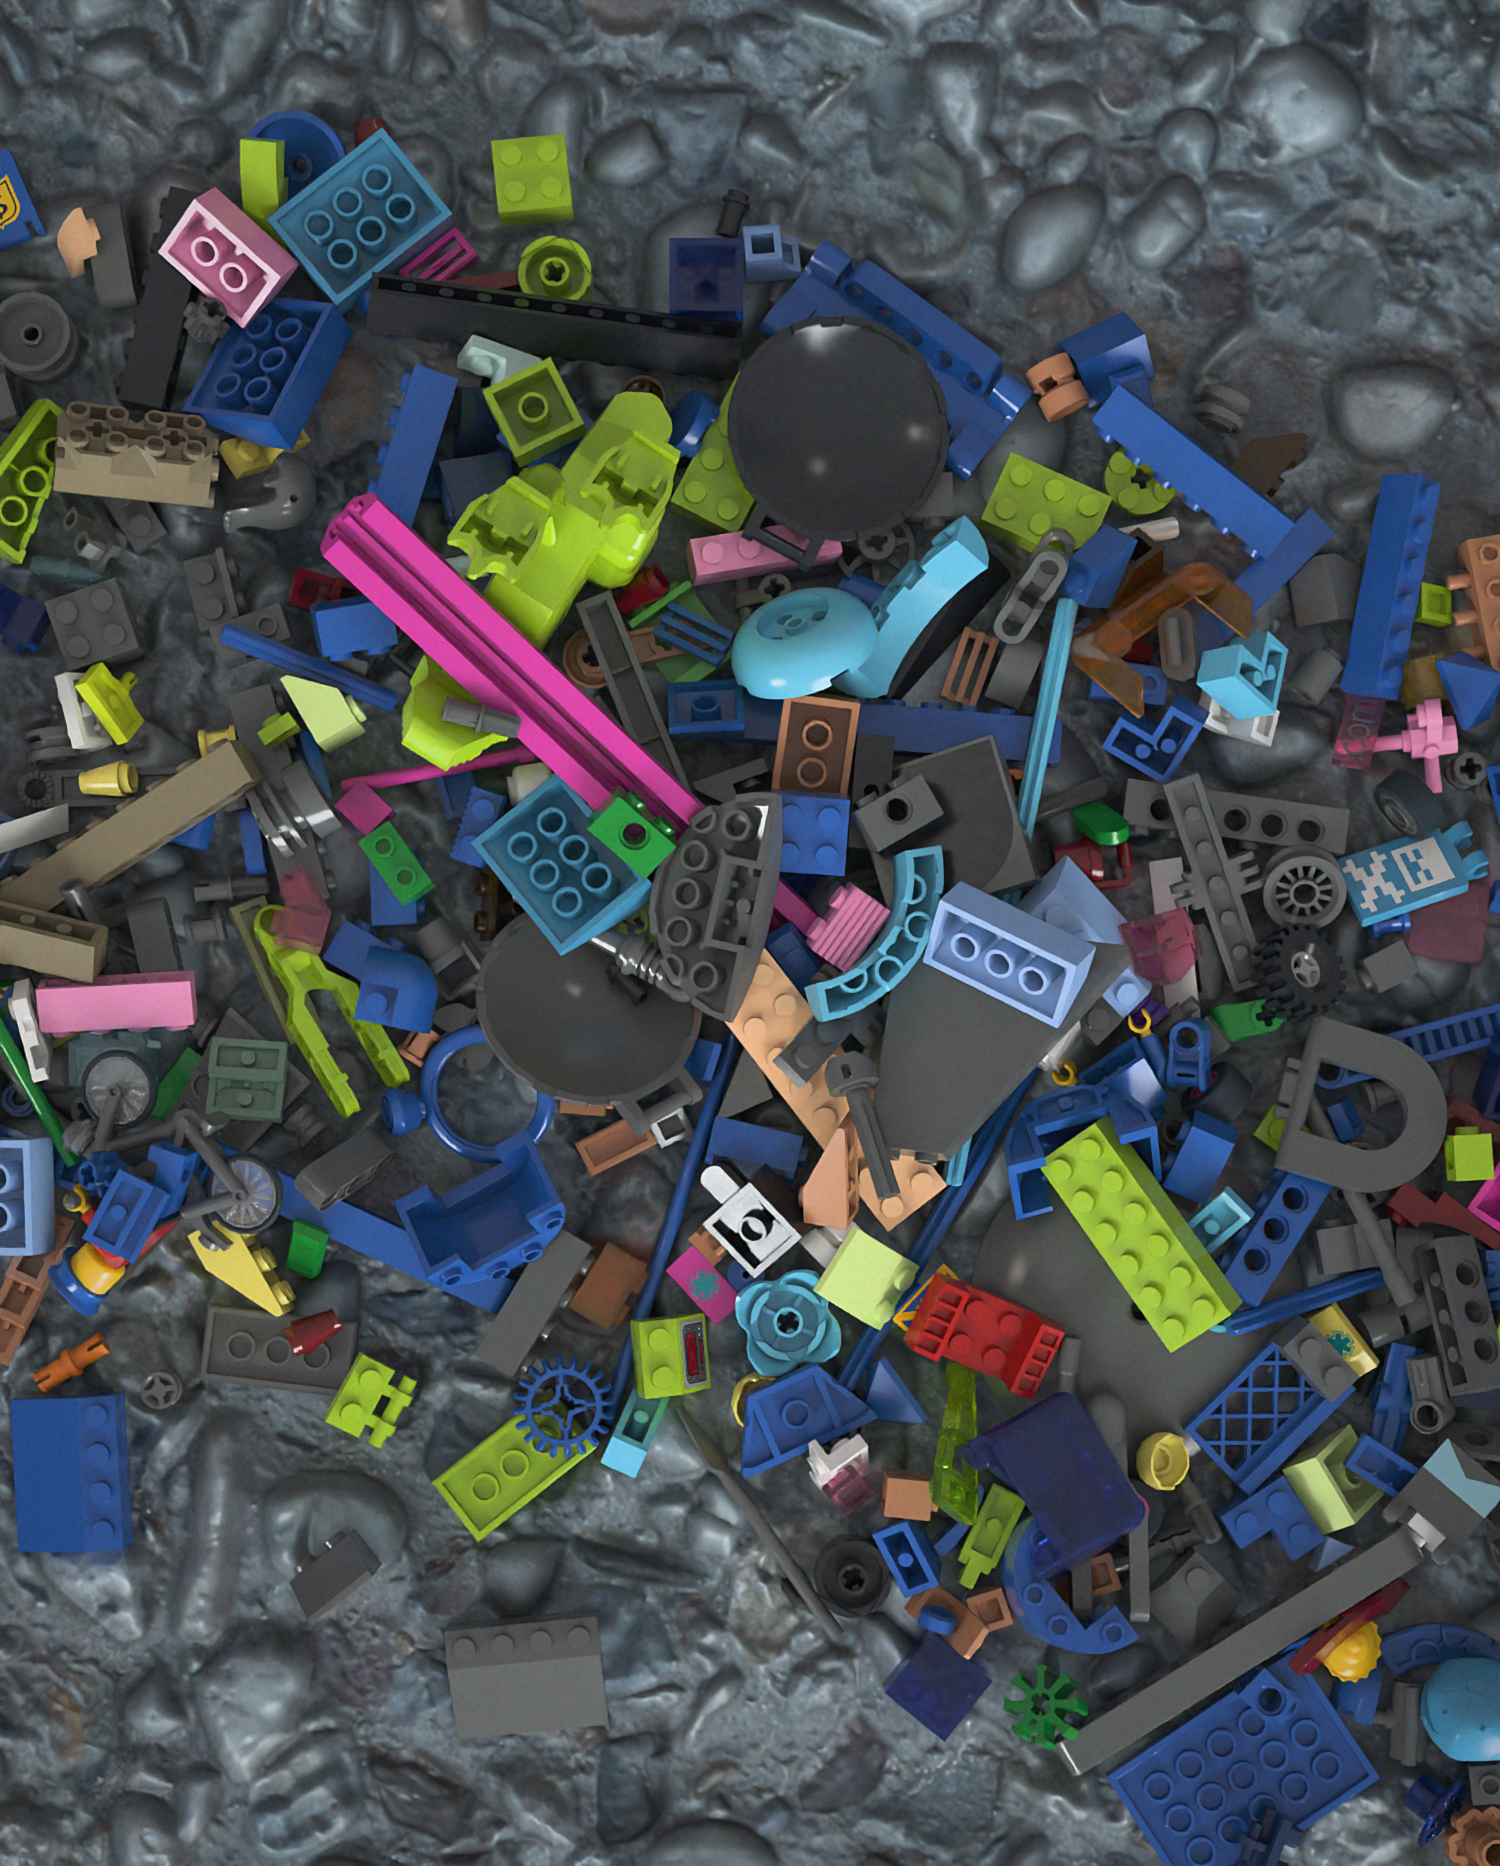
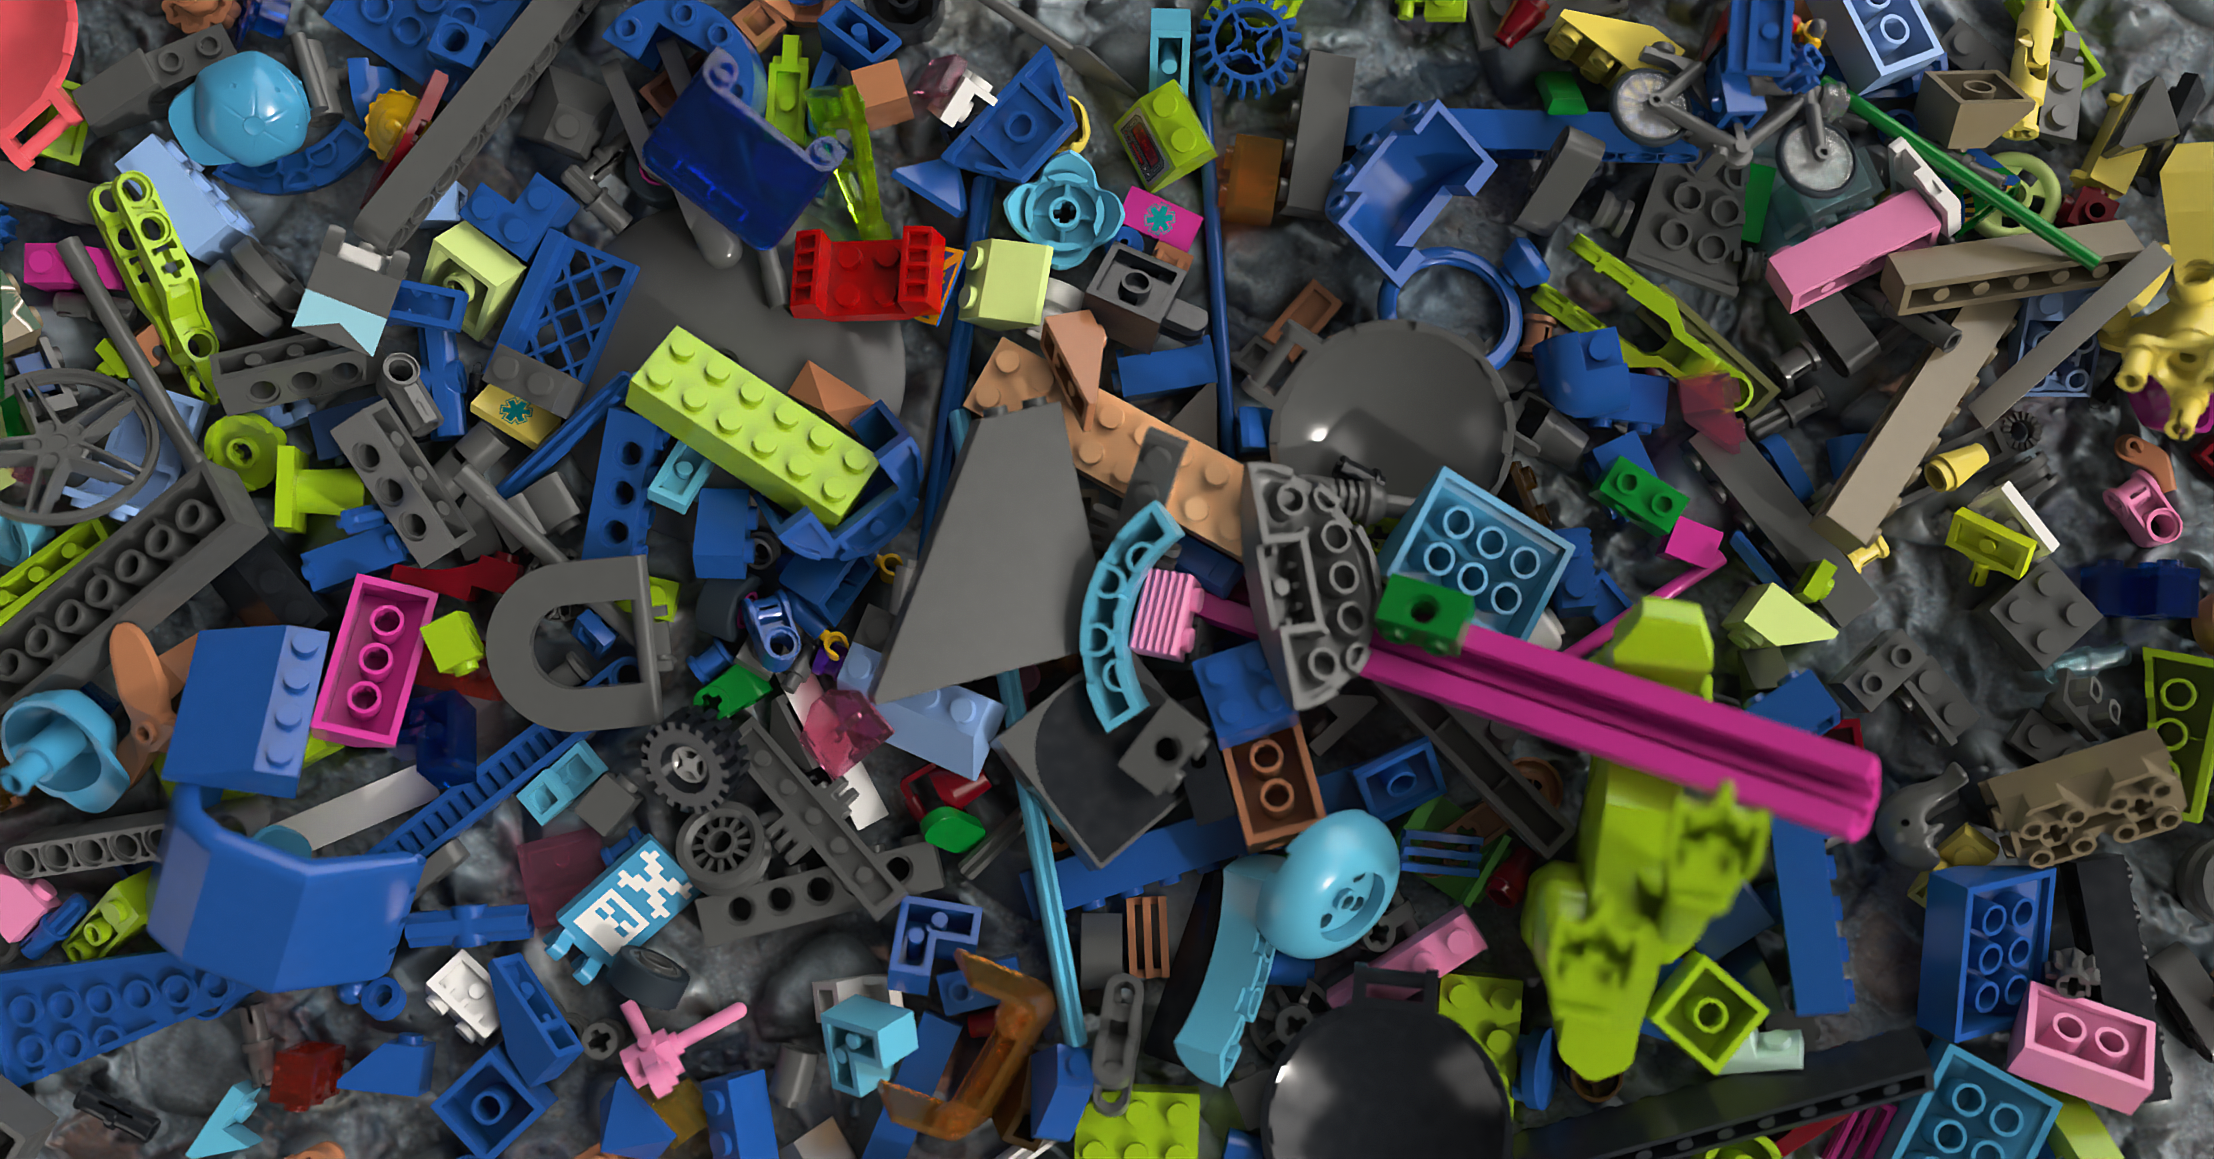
camera: 165 degrees right, 0 degrees up
(247, 1079) = (1689, 231): sand green slope -> none
(293, 808) = (1767, 507): dark grey wheel -> none
(308, 666) = (1816, 658): blue axle -> none
(481, 717) = (1631, 661): dark grey axle -> none
(863, 1077) = (1103, 460): dark grey piece -> none
(1008, 953) = (995, 648): light blue slope -> none
(1059, 1242) = (828, 396): none -> nougat slope
(1162, 1460) = (646, 226): light yellow hair -> none
(1178, 644) = (946, 1046): dark grey piece -> none
(1251, 1054) = (711, 660): none -> blue bush
(1358, 732) = (727, 1032): clear pink tile -> none
(1420, 1003) = (562, 782): none -> medium azure slope

